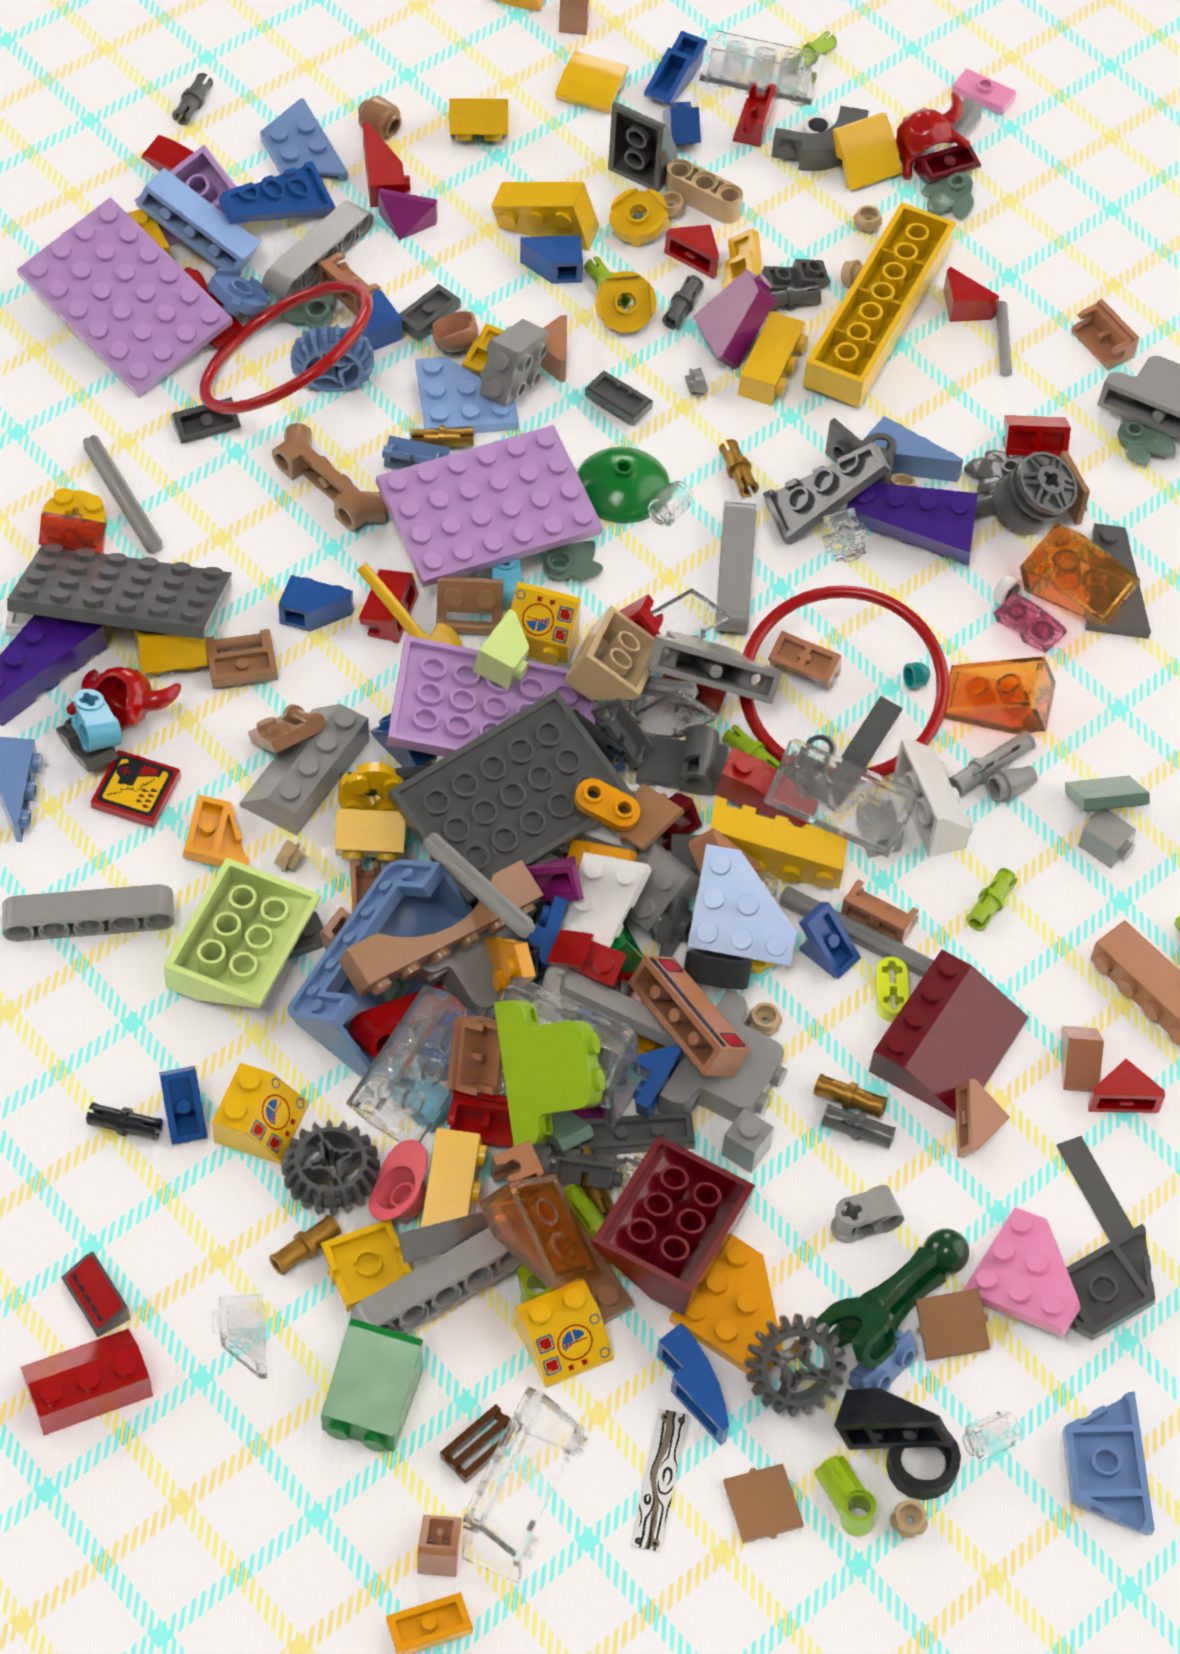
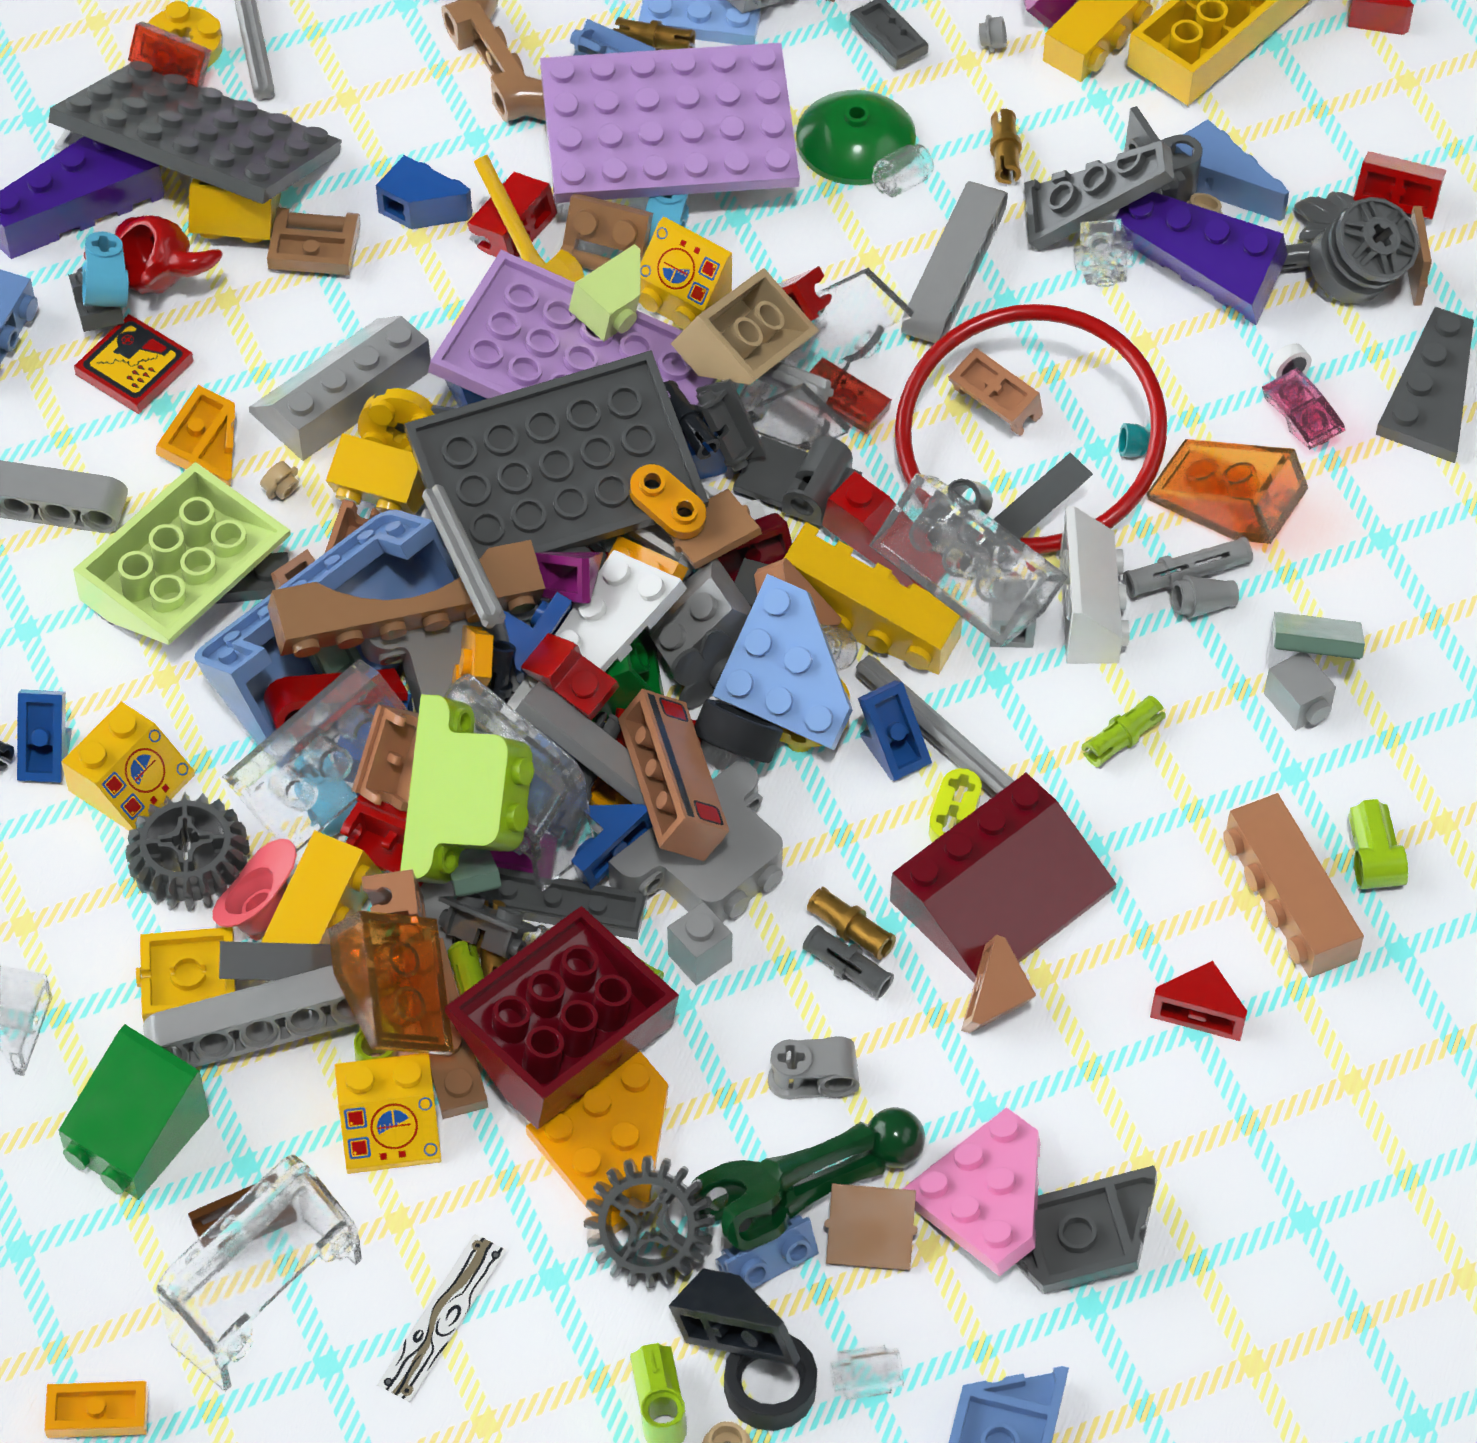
camera: 20 degrees right, 0 degrees up
(281, 732) = (318, 335): medium nougat plate -> none
(304, 1245) = (122, 932): pearl gold pin -> none
(439, 1545) = (137, 1324): nougat slope -> none
(572, 561) = (756, 213): sand green plate -> none
(694, 1381) = (523, 1209): blue slope -> none
(712, 666) = (862, 367): light grey brick -> none
(742, 742) = (883, 474): lime pin -> none
(763, 1503) = (556, 1378): medium nougat piece -> none
(768, 1012) = (781, 797): tan plate -> none
(878, 913) = (972, 714): nougat hinge -> none
(1004, 339) = (1407, 60): light grey bar -> none
(1077, 576) = (1382, 363): clear orange slope -> none
(1081, 1058) = (1162, 947): nougat slope -> none
(1095, 1187) = (1122, 1109): dark grey sticker -> none

